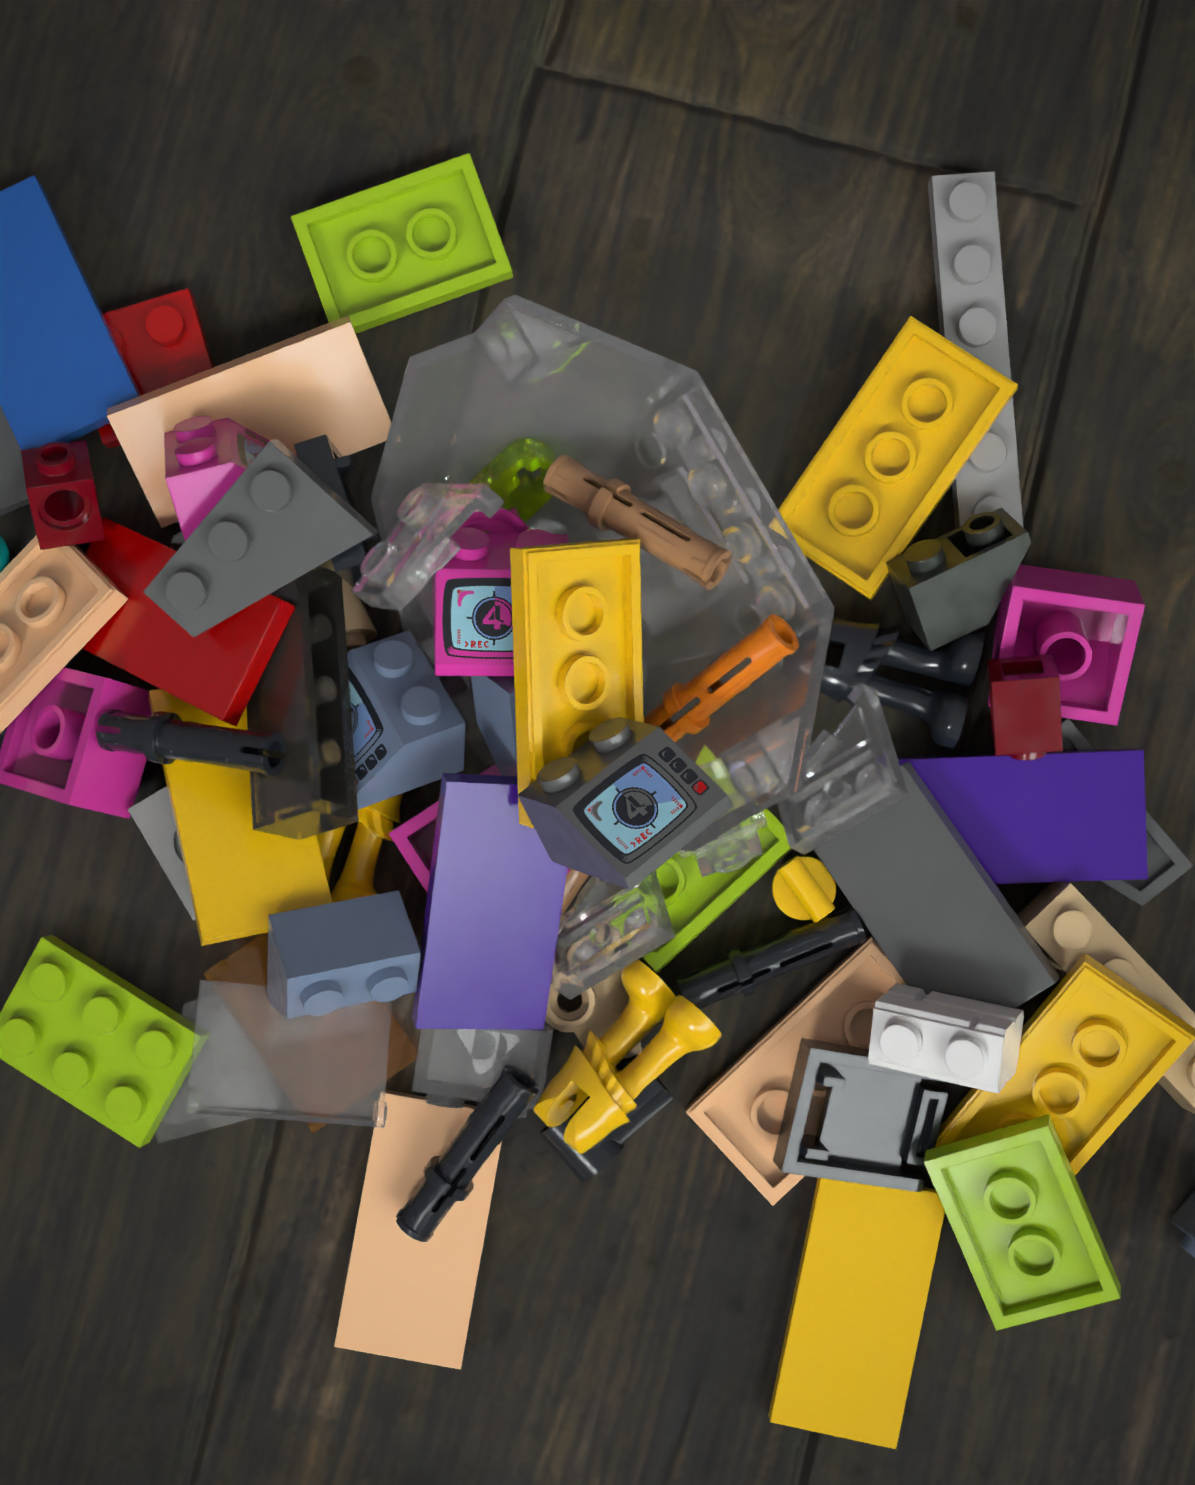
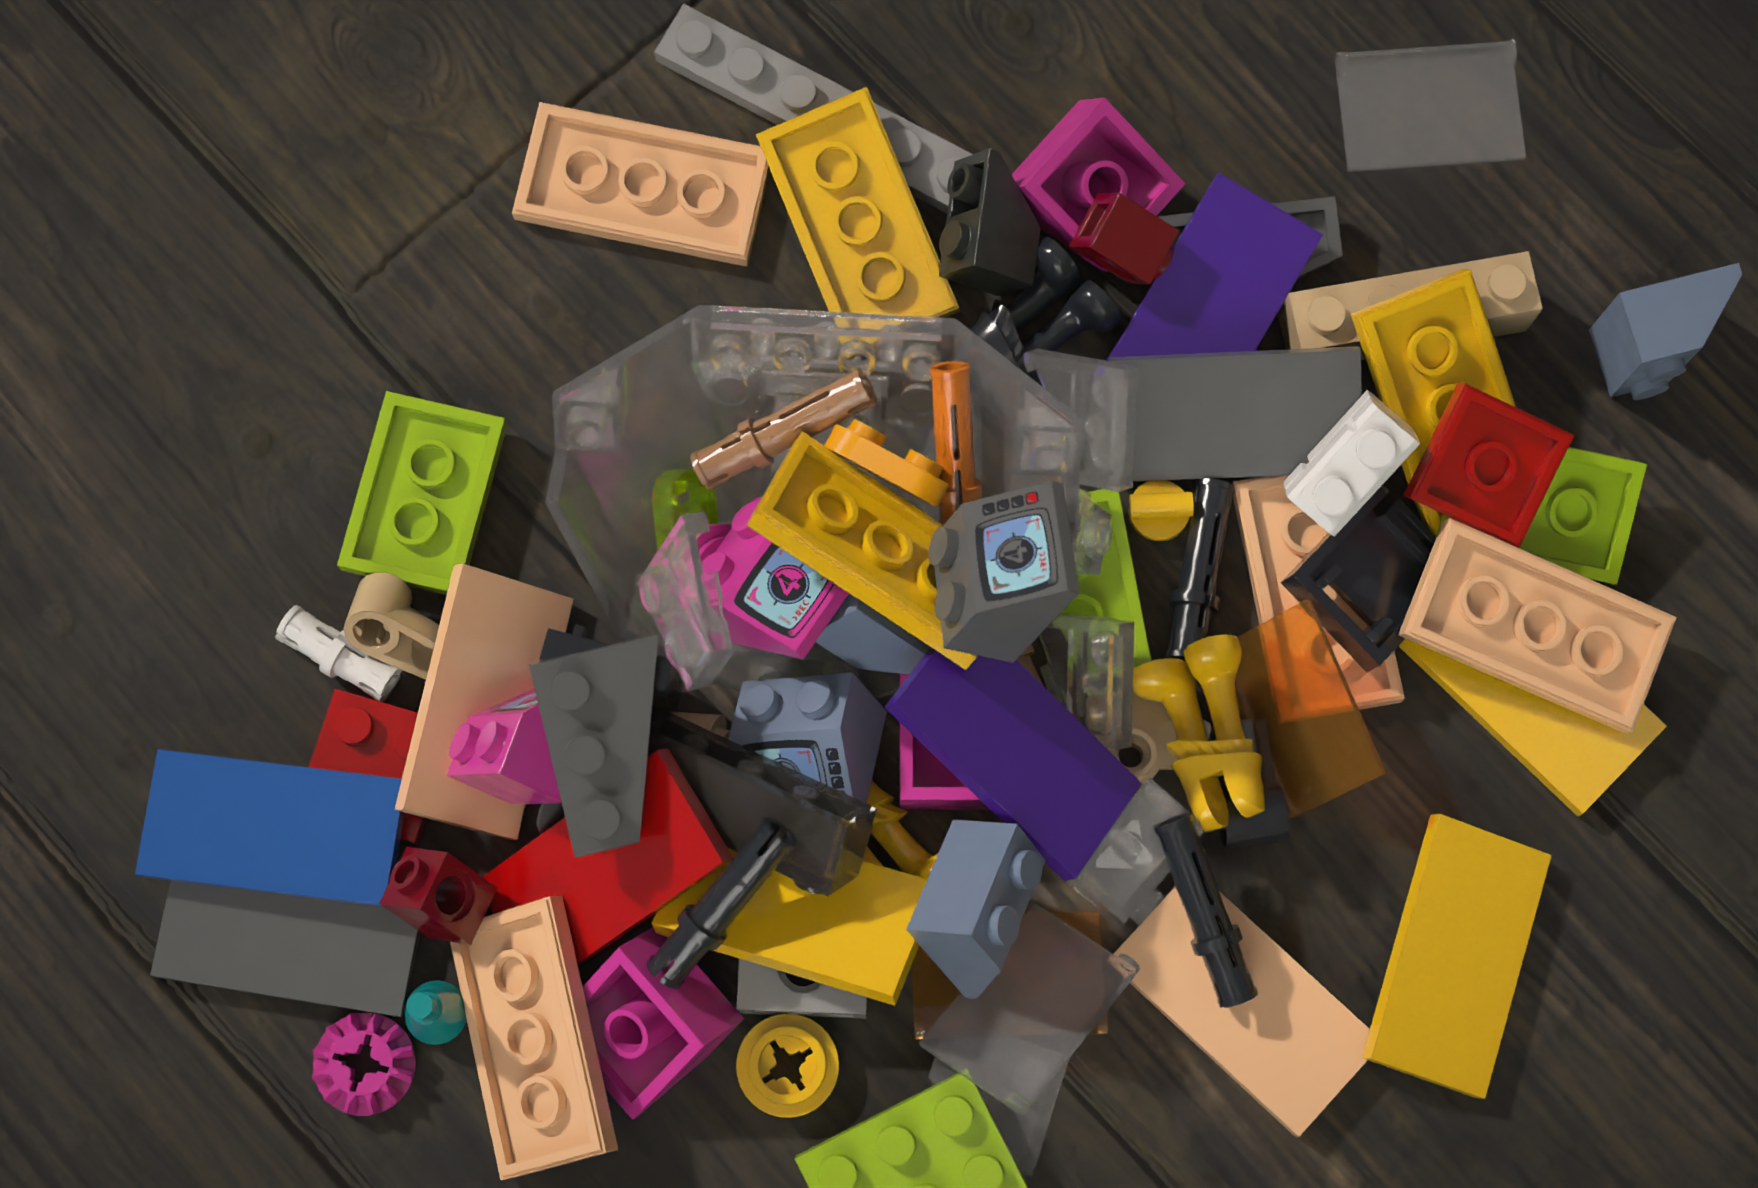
camera: 55 degrees left, 10 degrees down
(92, 890) = (757, 1059): none -> yellow gear
(220, 270) = (336, 654): none -> white pin
(269, 295) = (387, 626): none -> tan piece
(573, 1388) = (1457, 956): none -> yellow tile
(660, 604) = (914, 474): none -> light orange plate
(703, 1132) = (1308, 708): none -> clear orange piece
(805, 247) = (642, 184): none -> light nougat tile
(908, 1287) = (1537, 626): none -> light nougat tile
(1023, 1161) = (1488, 464): none -> red tile

